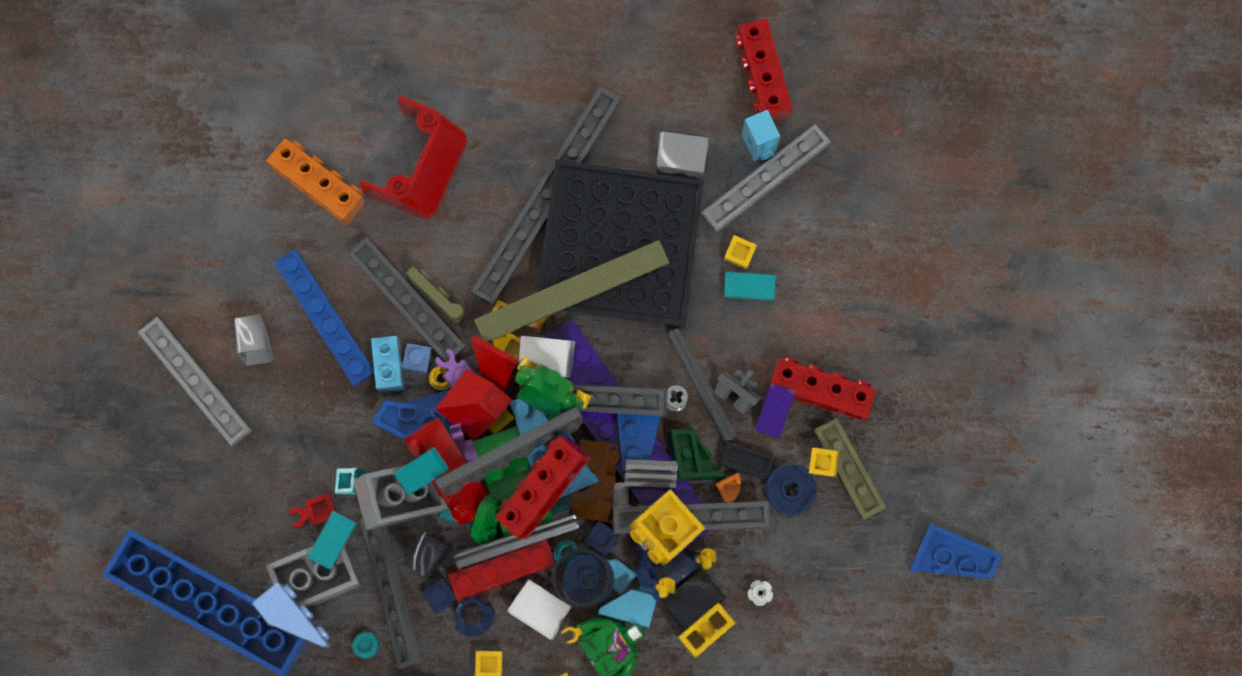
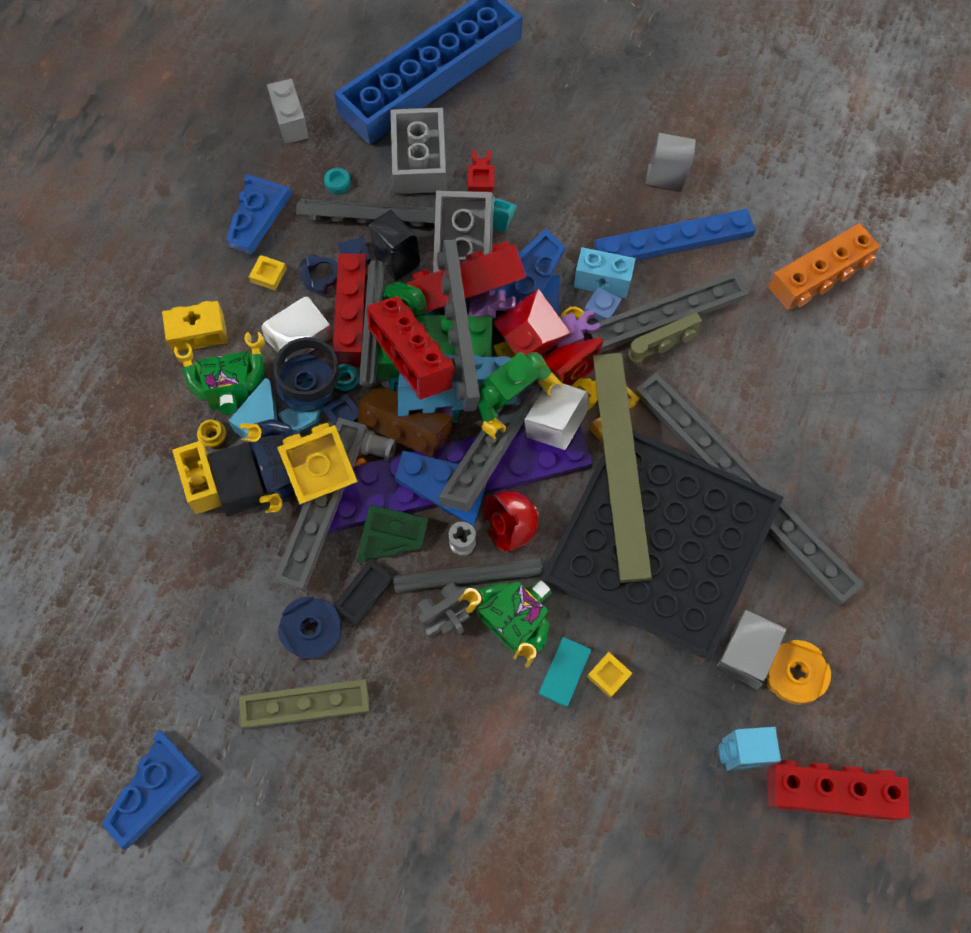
camera: 110 degrees right, 10 degrees down
(195, 381) = (647, 117): light grey tile -> none
(282, 611) = (384, 104): light blue slope -> none
(332, 540) = (441, 162): teal tile -> none
(421, 471) = (474, 243): teal tile -> none
(430, 180) = (812, 378): red windscreen -> none
(647, 364) = (511, 519): none -> red cylinder
(650, 476) = (386, 476): light grey tile -> none
(667, 644) = (211, 426): none -> yellow plate
(686, 104) = (812, 664): none -> light orange plate
(724, 335) = (513, 615): none -> green torso
(729, 488) = (341, 563): orange tile -> none
(753, 595) = (214, 560): white plate -> none
(765, 178) = (695, 746): light grey tile -> none
(775, 410) = (405, 640): dark purple tile -> none
(824, 462) = (321, 672): yellow plate -> none
(825, 390) = (408, 707): red brick -> none

